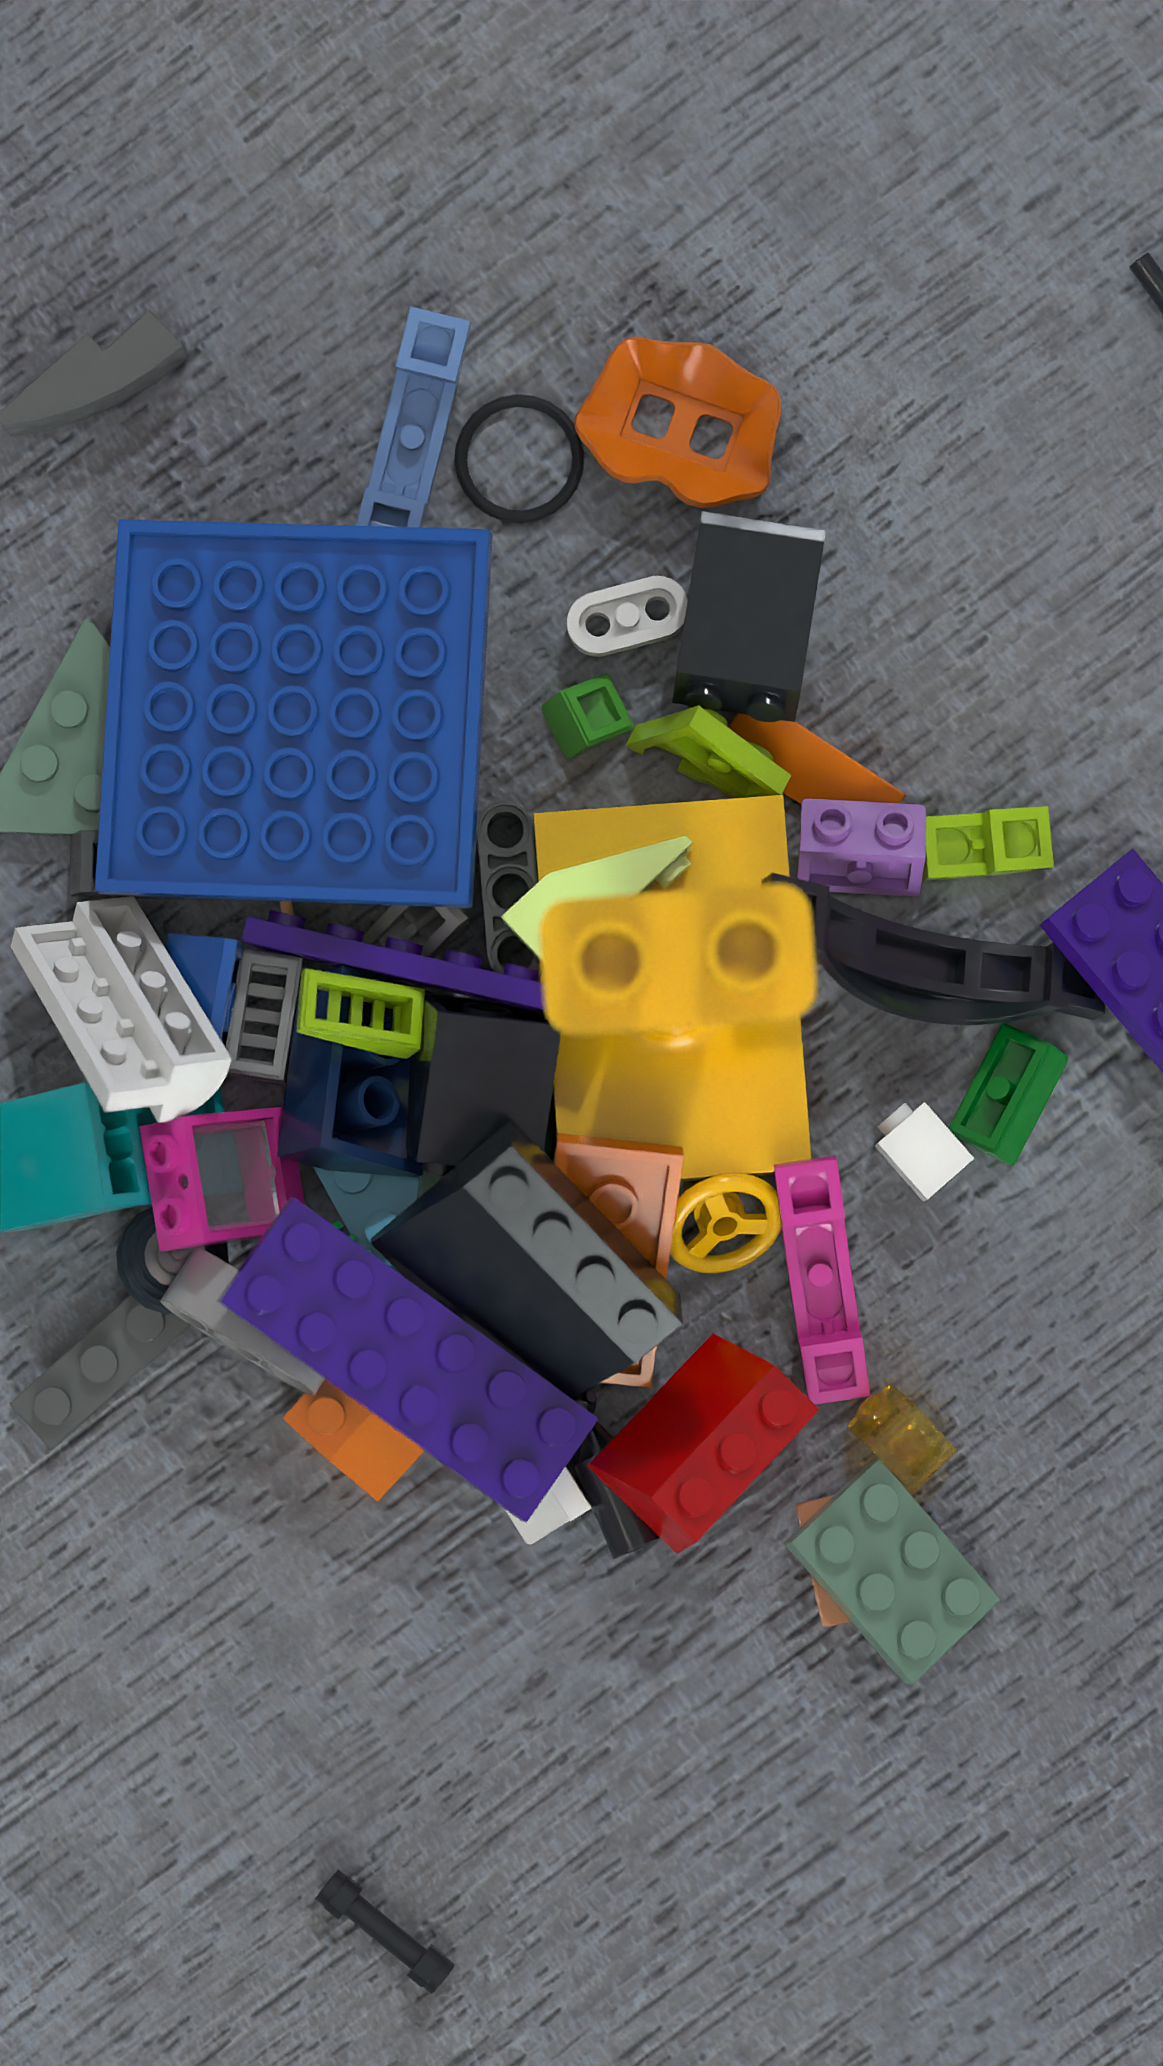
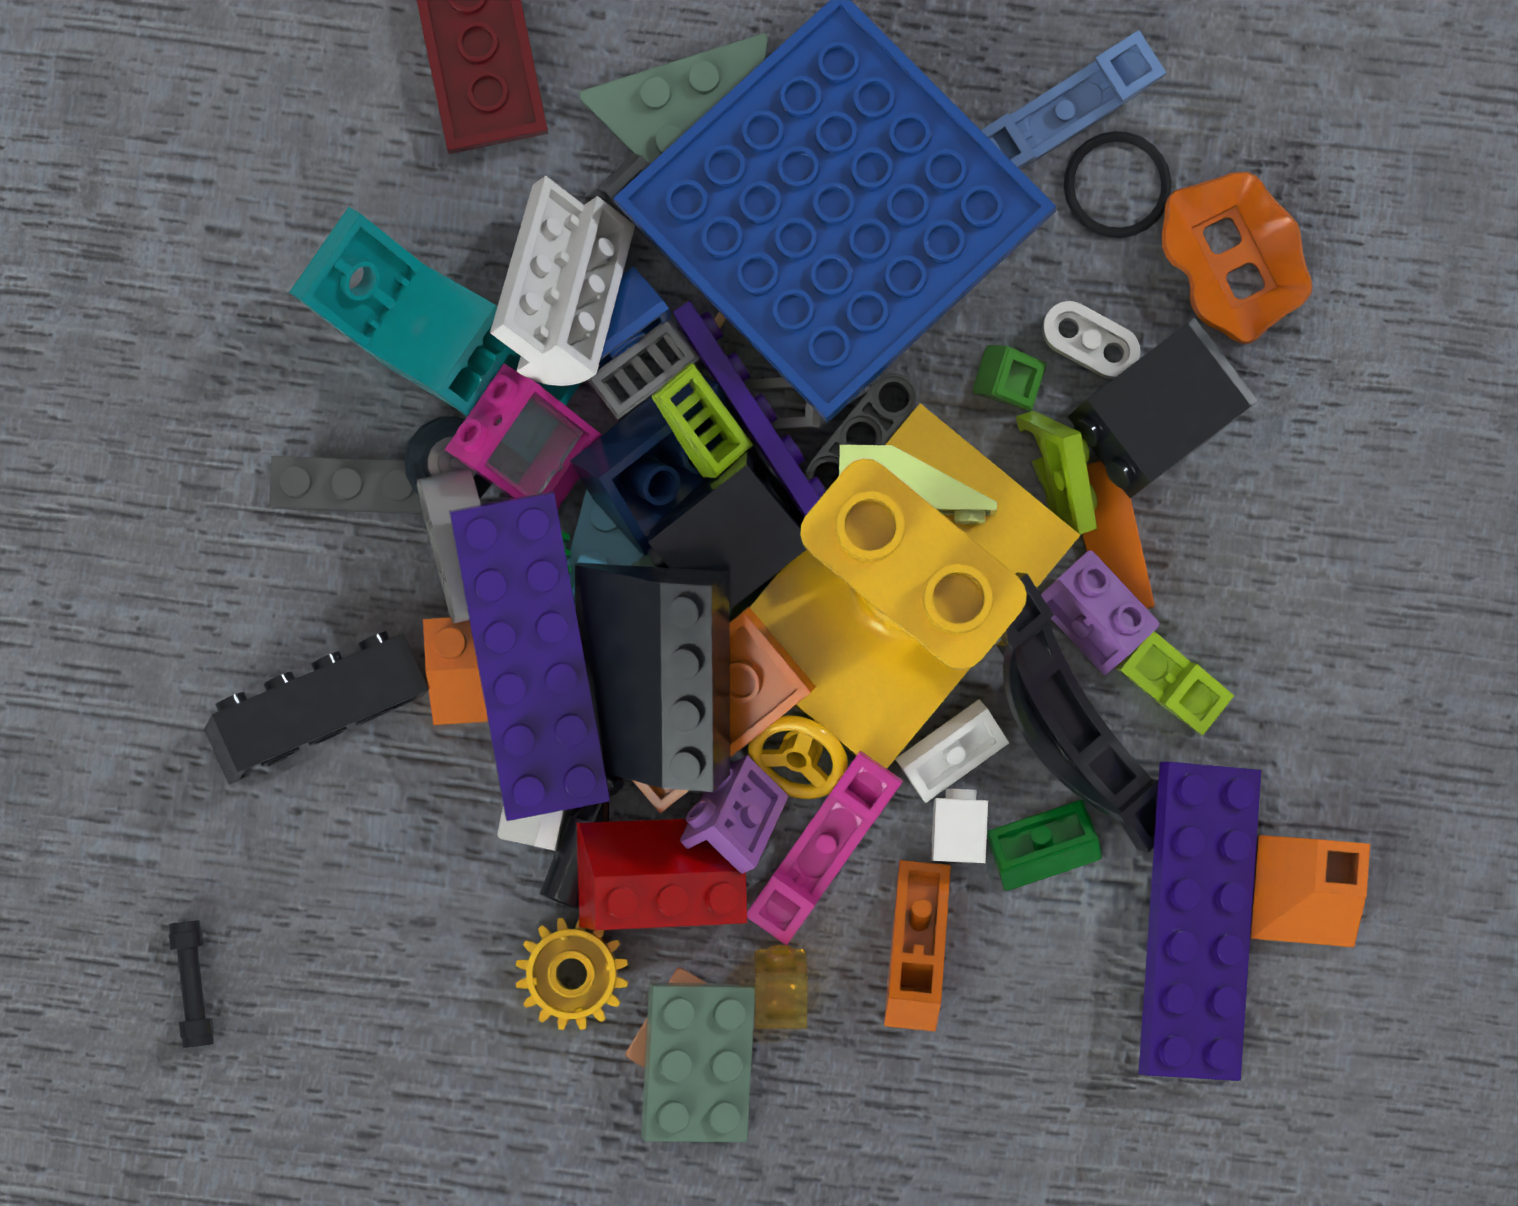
camera: 40 degrees right, 0 degrees up
(259, 1584) = (314, 705): none -> black wedge
(716, 1634) = (571, 1002): none -> yellow gear
(721, 1324) = (737, 815): none -> medium lavender bracket
(851, 1088) = (952, 750): none -> white plate
(984, 1286) = (917, 946): none -> orange slope

